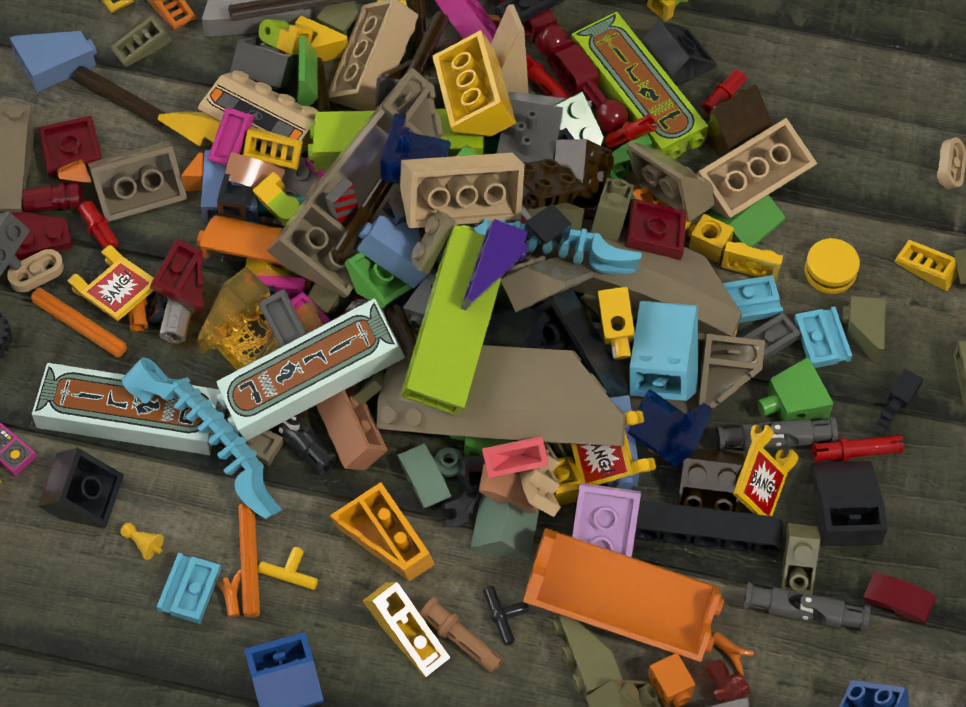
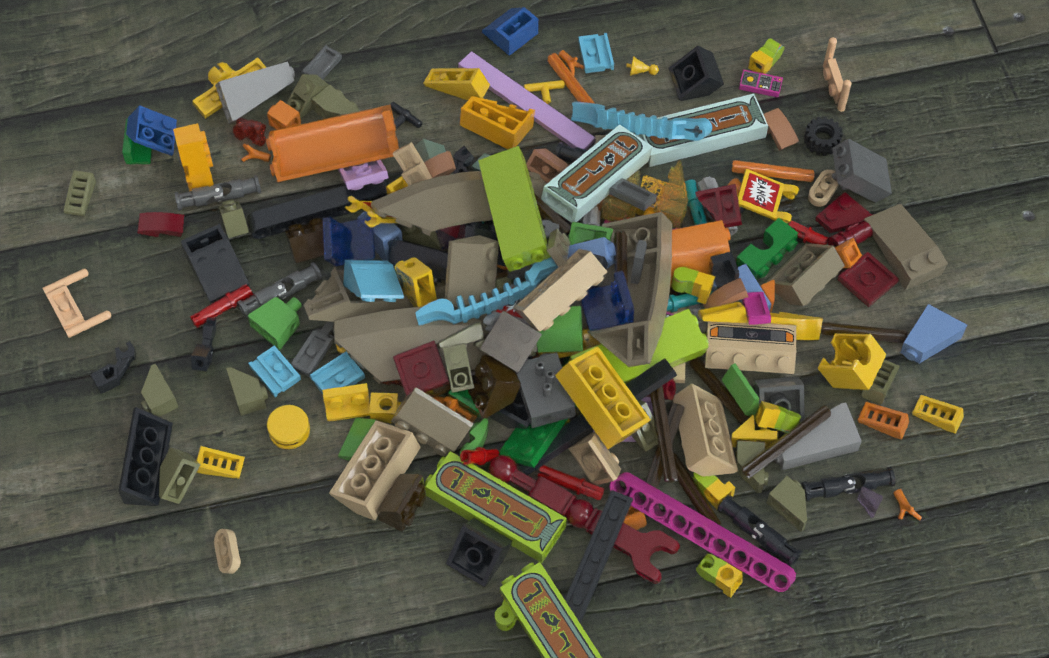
camera: 155 degrees right, 0 degrees up
(29, 369) = (780, 129): none -> nougat slope
(137, 226) = (779, 238): none -> green arch
(165, 48) = (855, 361): none -> yellow piece
(197, 322) = (694, 204): none -> teal pin
(328, 564) = (525, 100): none -> lavender tile
(449, 626) = (430, 94): medium nougat pin -> none
(498, 253) = (503, 233): dark purple slope -> none
(515, 457) = (436, 169): coral slope -> none
(548, 225) = (485, 287): black panel -> none
(588, 220) = (469, 334): none -> slope
(724, 91) = (427, 534): red axle -> none
(762, 474) = (276, 251): flag -> none
(825, 651) = (194, 155): none -> light orange wedge

